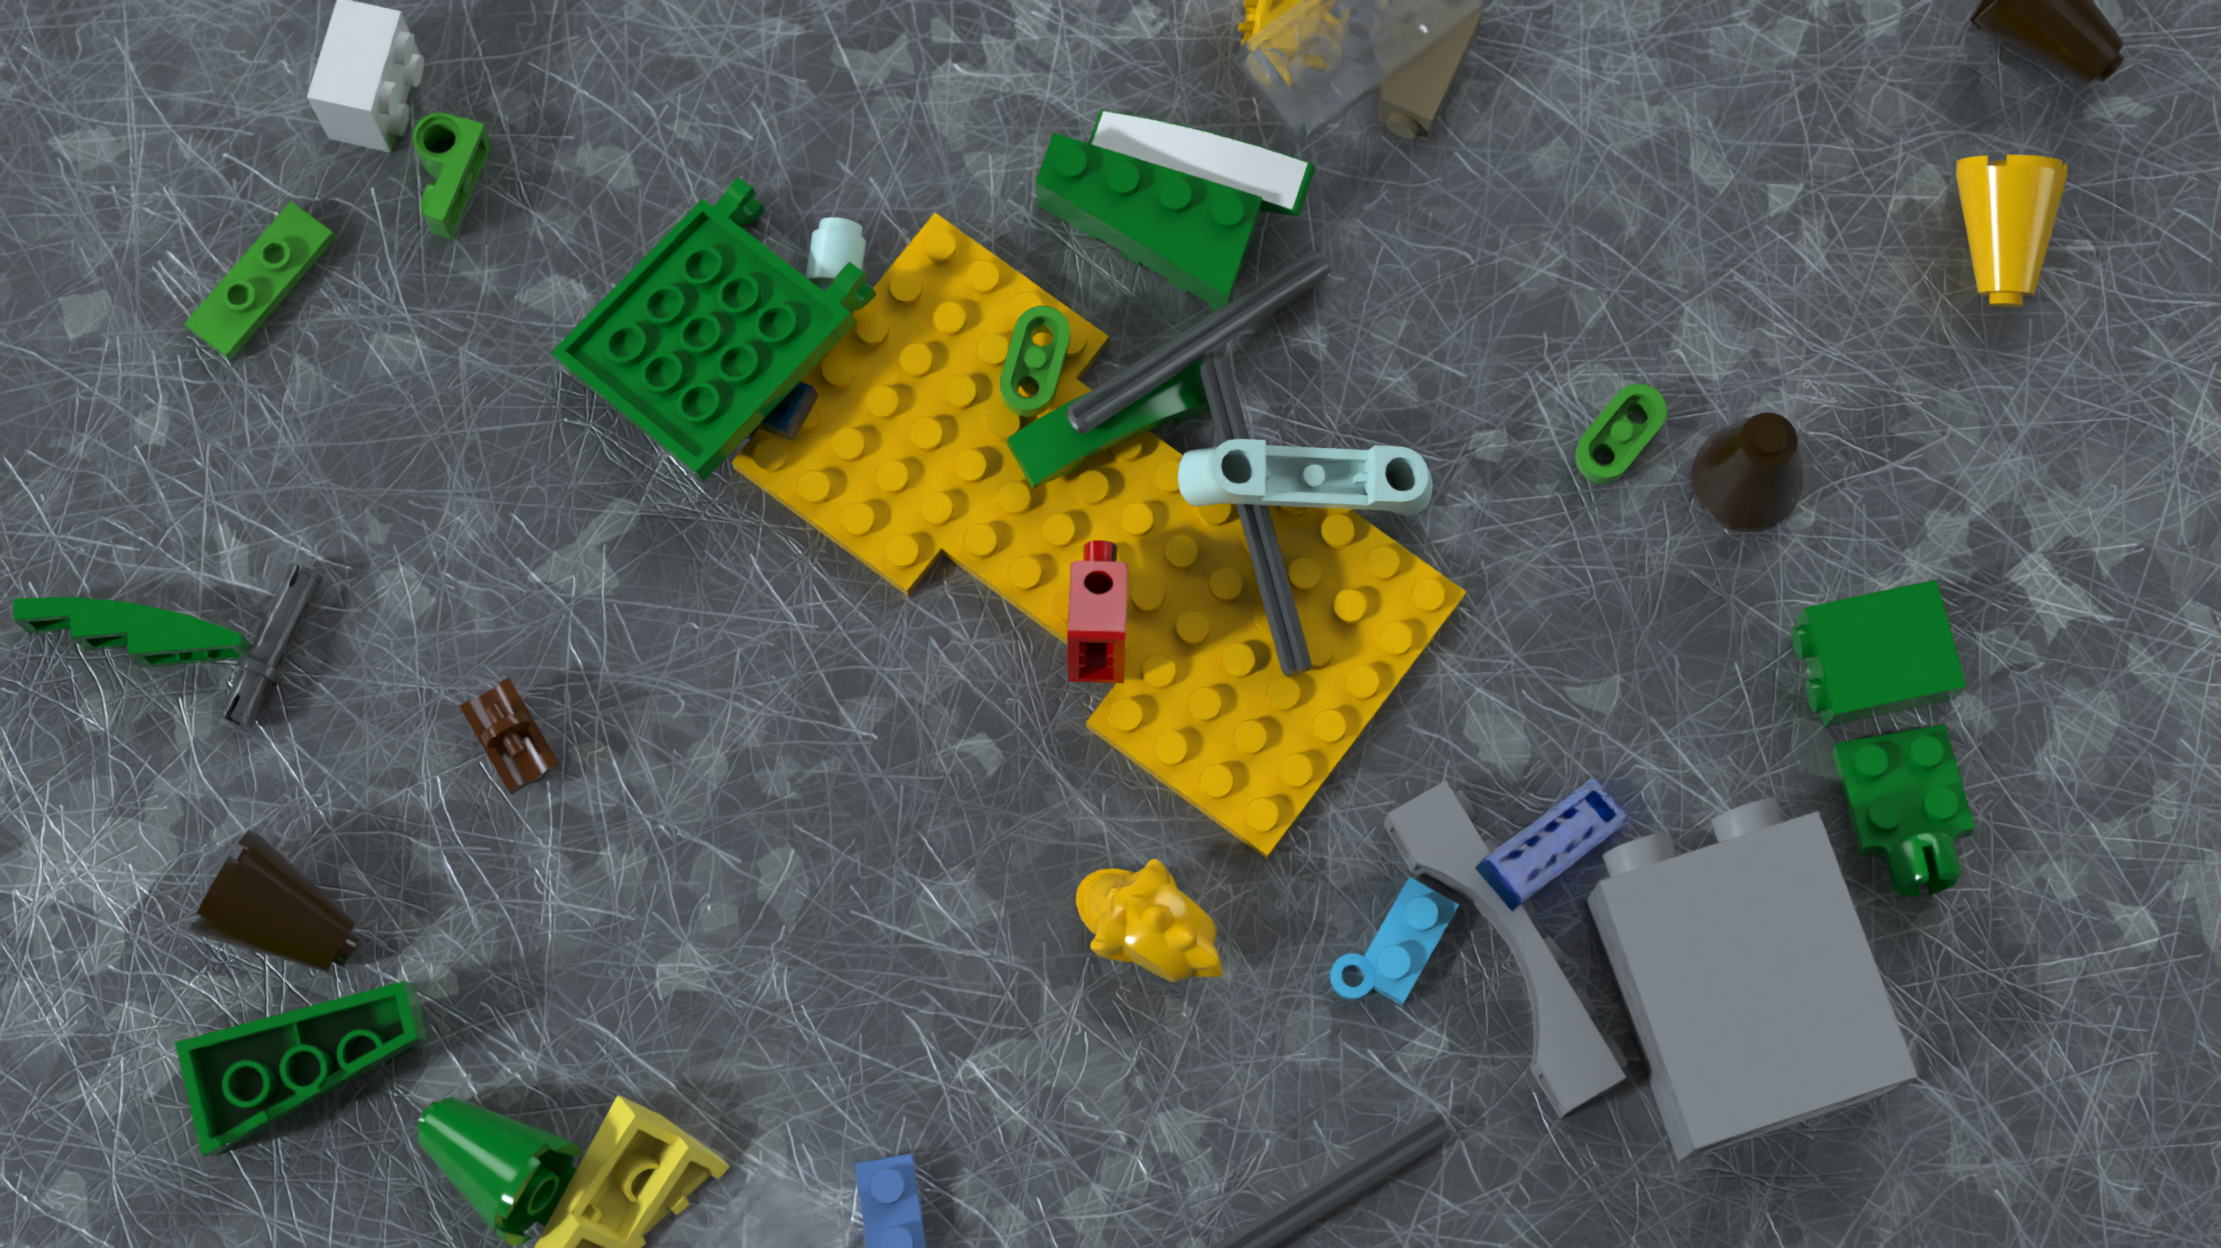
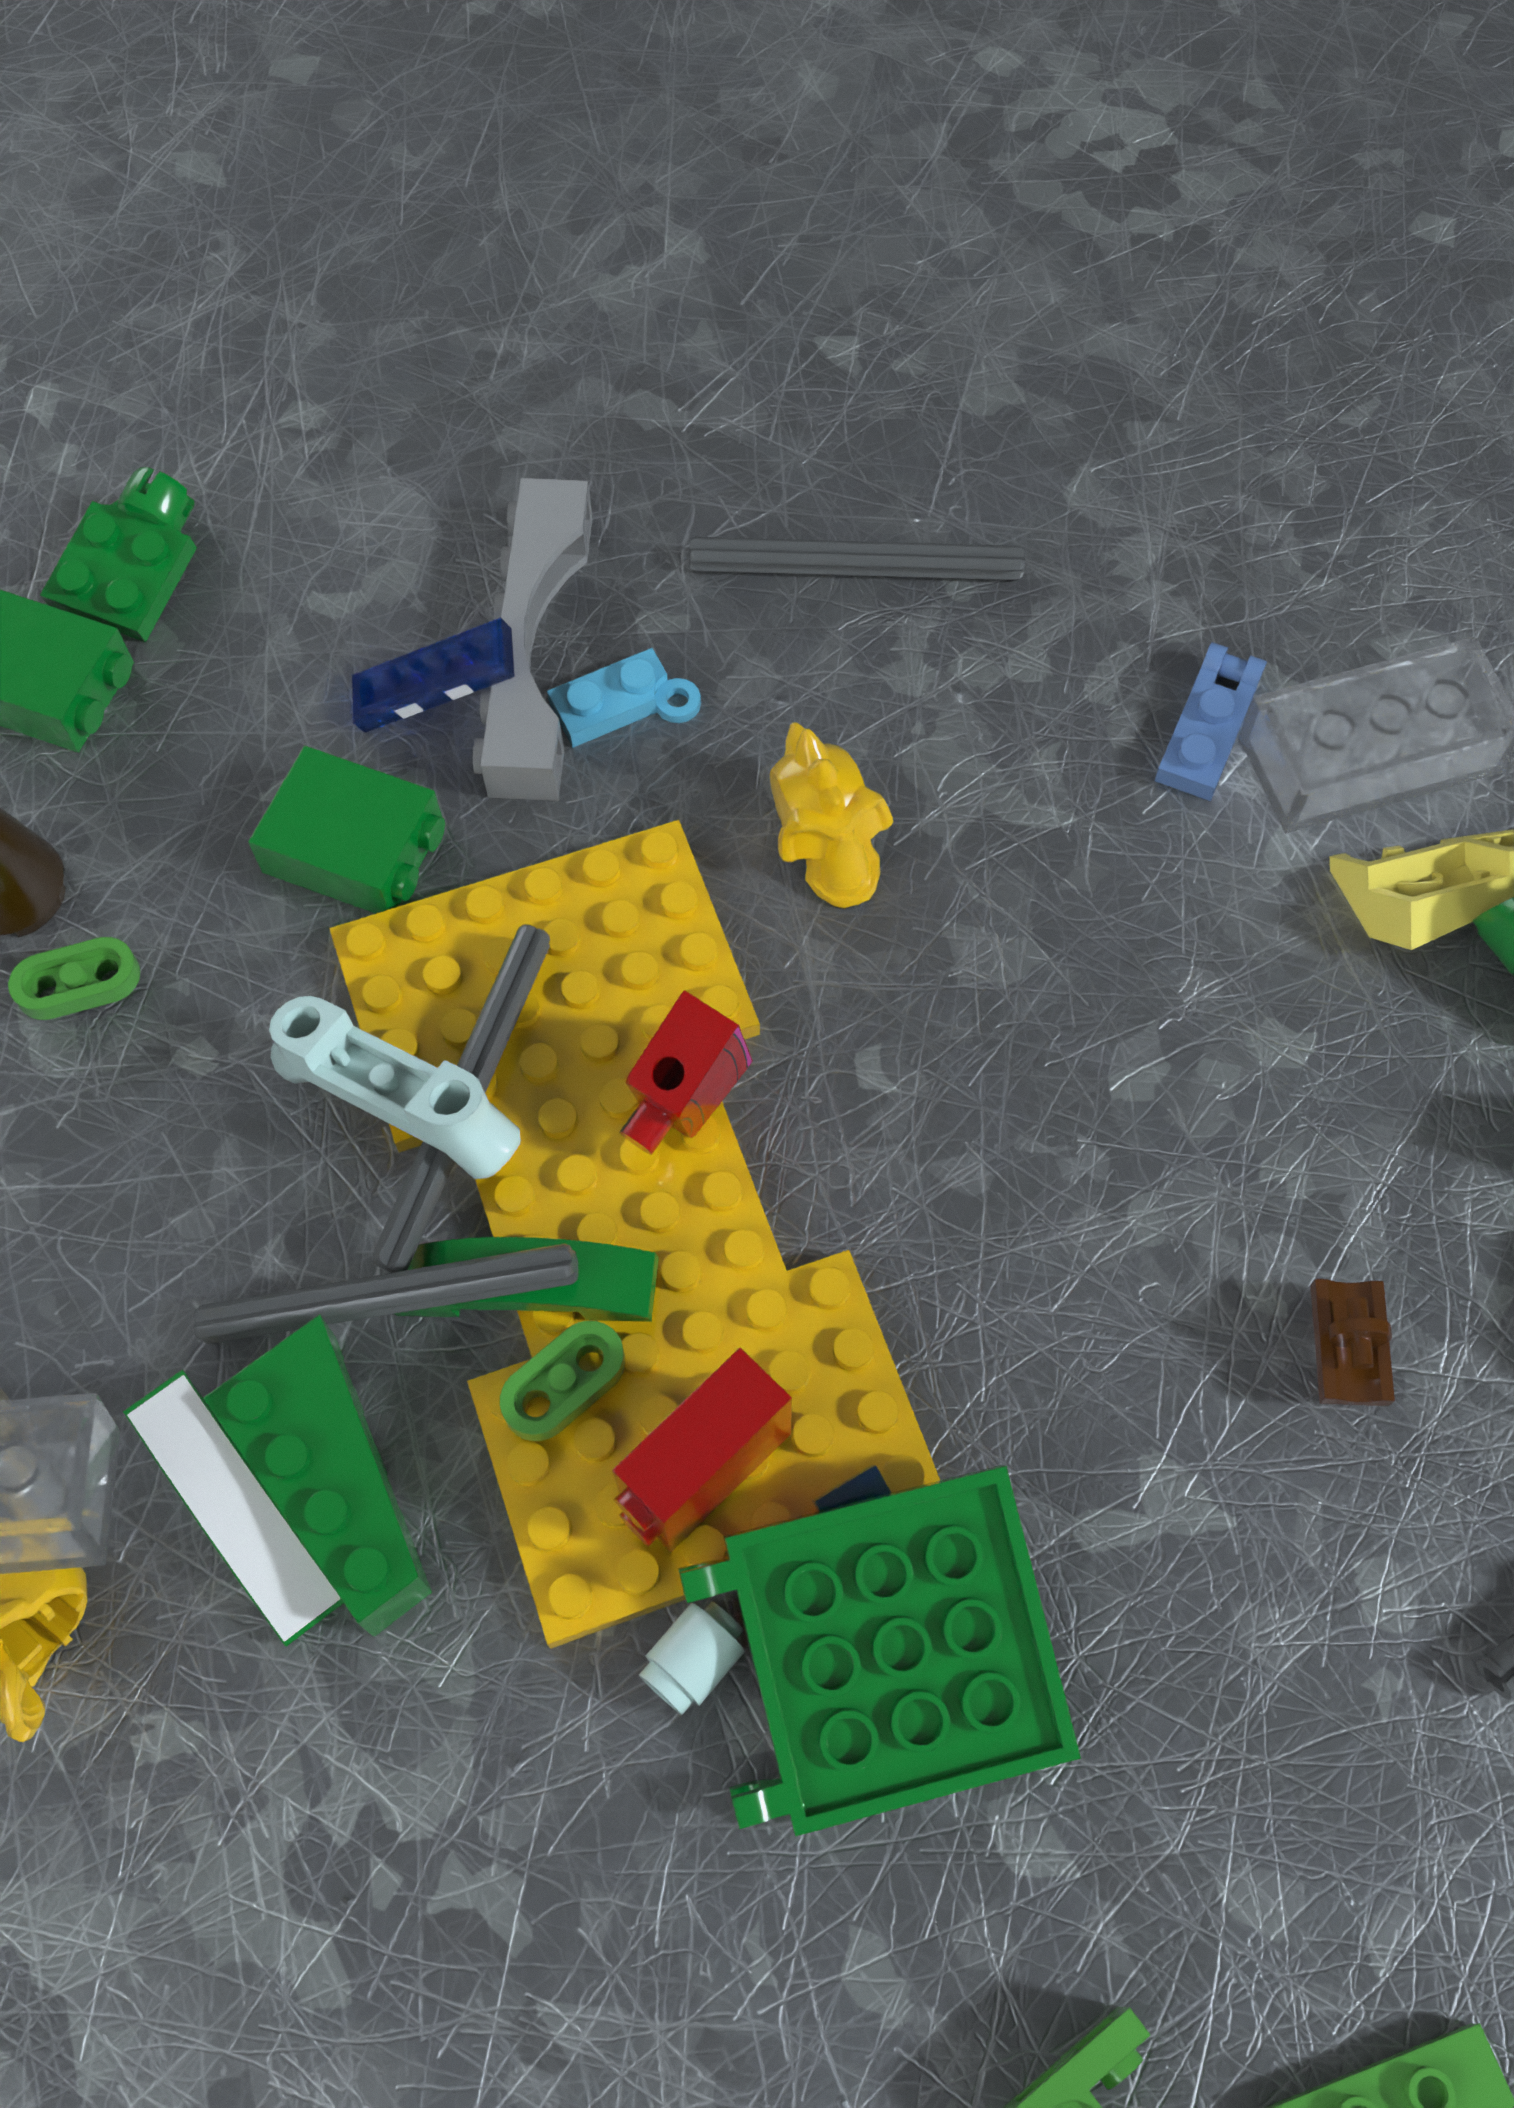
camera: 145 degrees left, 10 degrees down
(901, 356) = (702, 1452): none -> red brick
(1512, 675) = (348, 831): none -> green brick
(1746, 979) = (367, 487): light grey brick -> none

